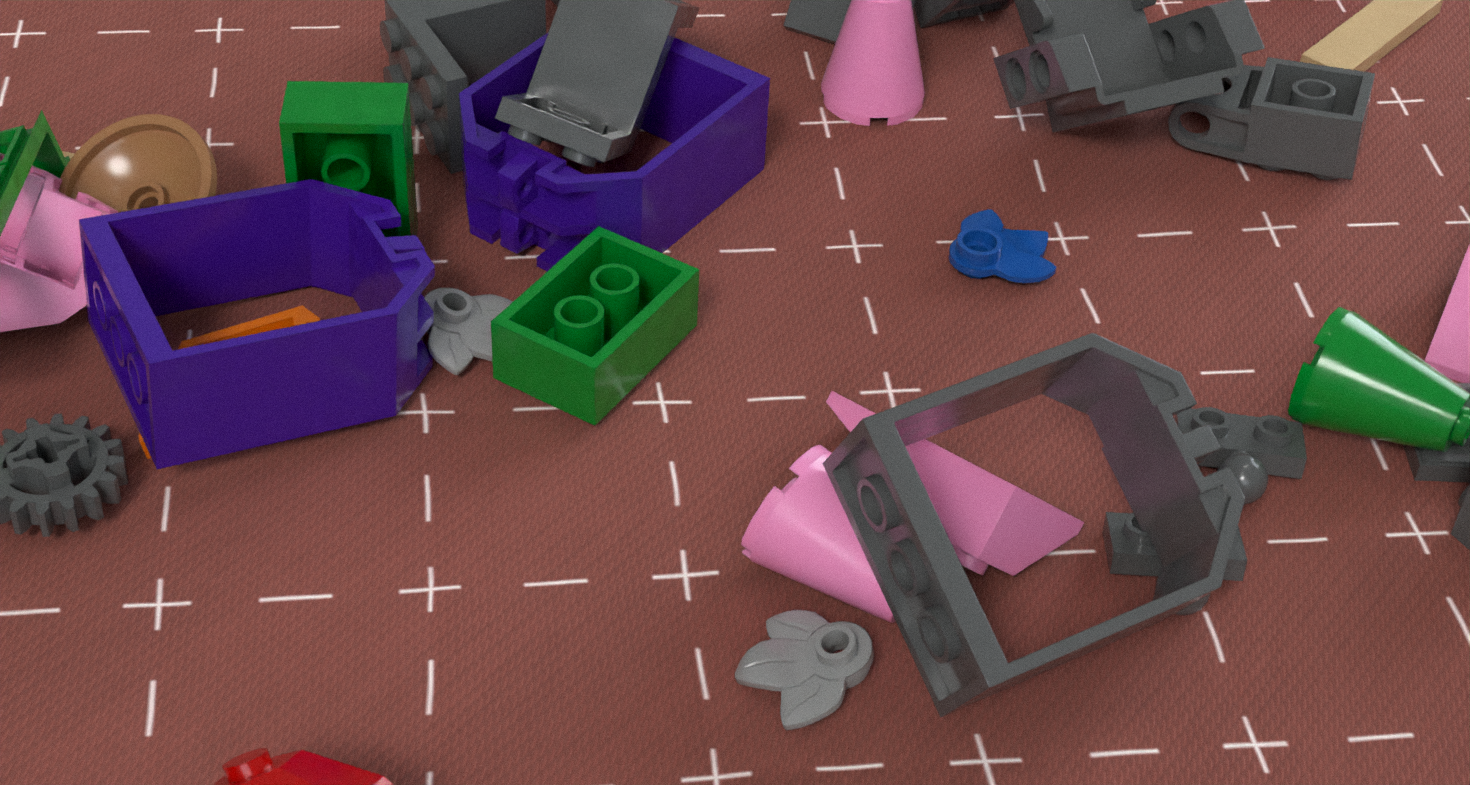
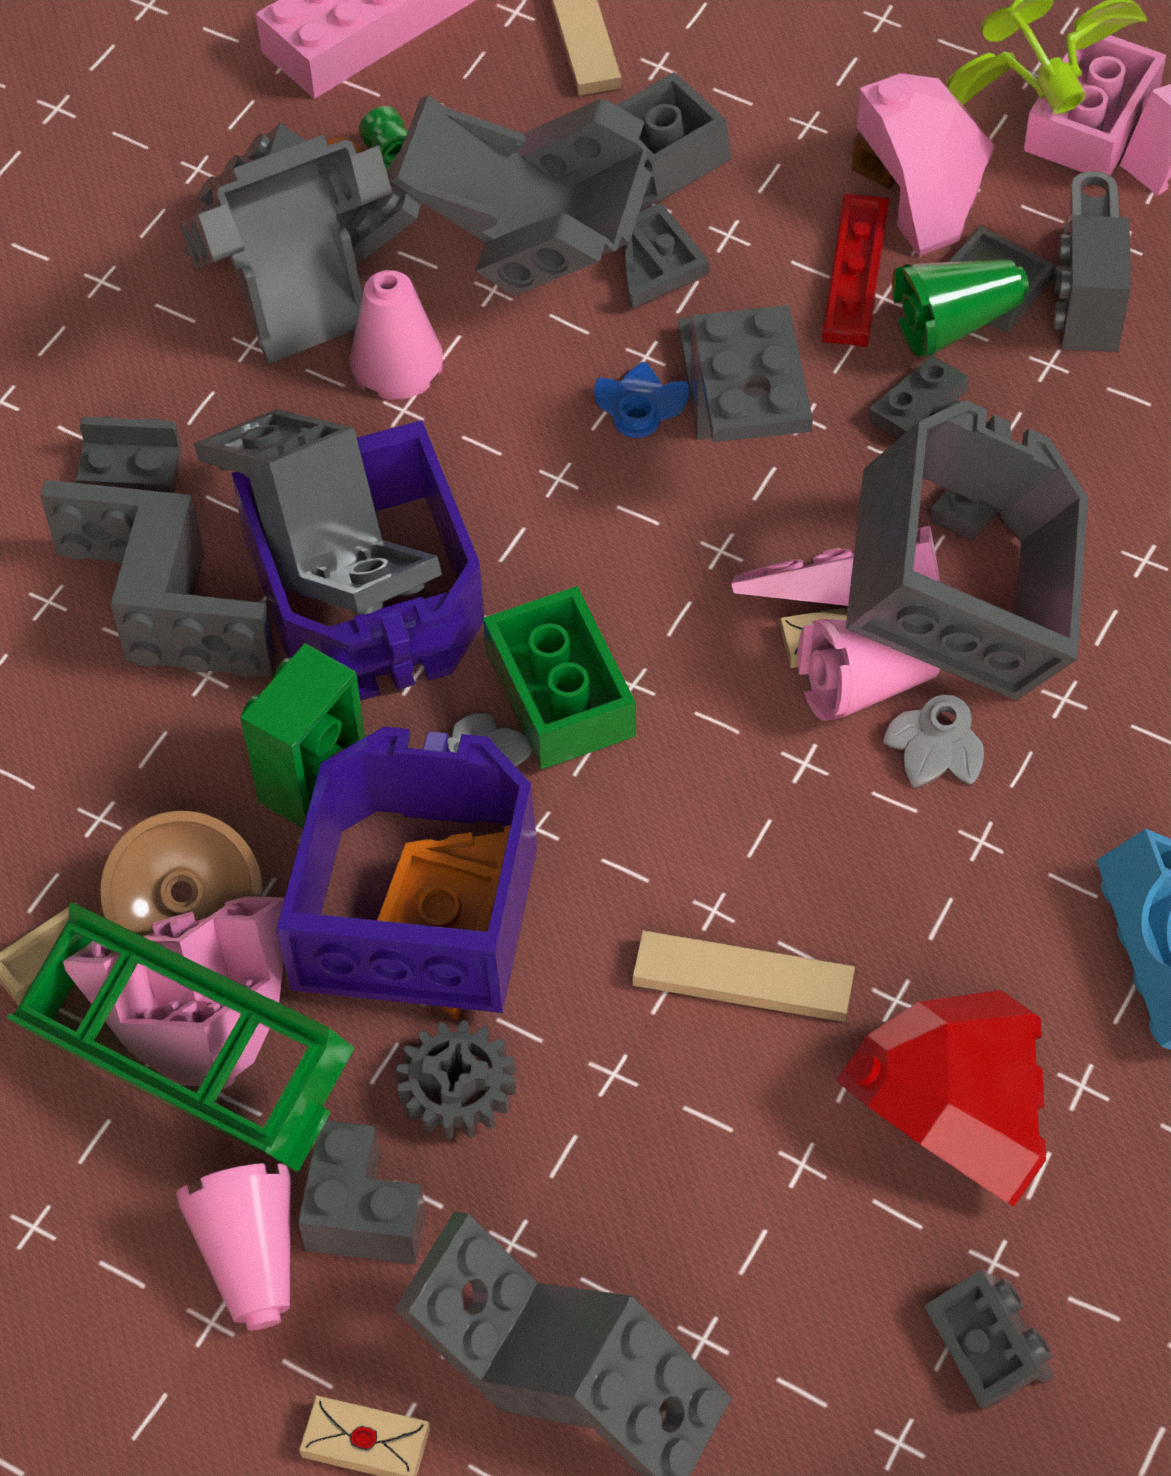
camera: 50 degrees left, 15 degrees up
(357, 650) = (743, 976): none -> tan tile
(1077, 260) = (744, 374): none -> dark grey bracket
(1175, 184) = (660, 257): none -> dark grey wing
(1286, 341) = (855, 270): none -> red tile

